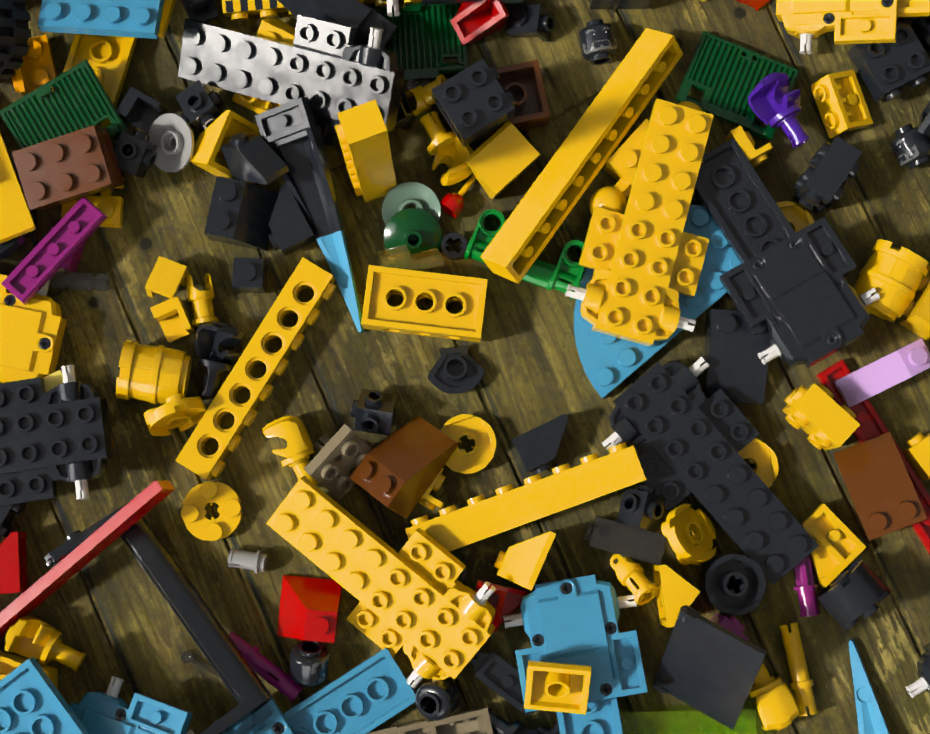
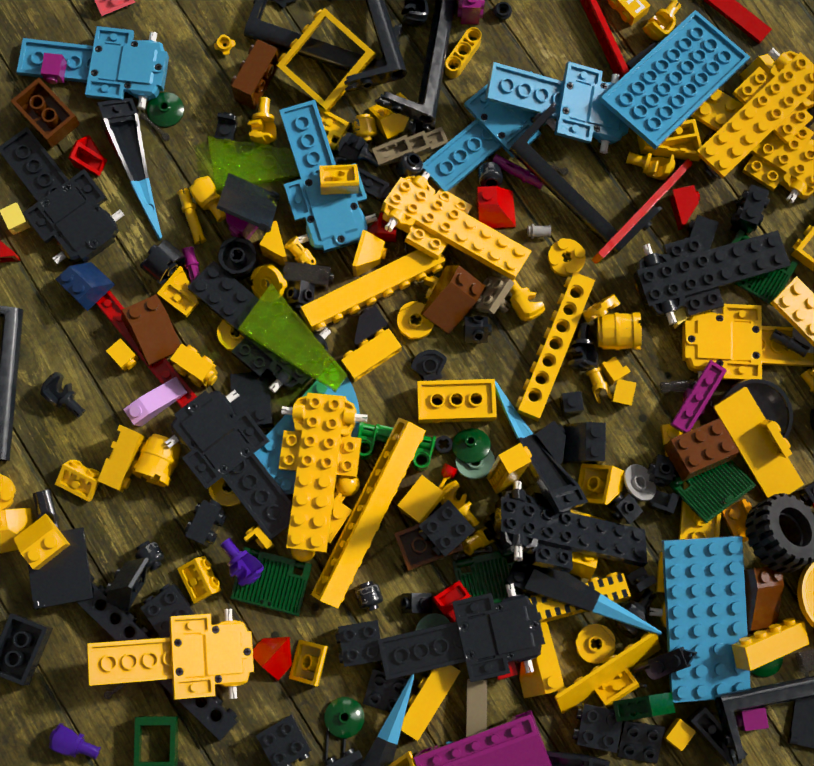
camera: 170 degrees right, 5 degrees down
(252, 159) = (583, 473): black slope -> none
(400, 258) = (477, 426): clear yellow slope -> none
(544, 399) = (371, 354): none -> yellow brick
(678, 445) = (286, 335): none -> clear neon green wing

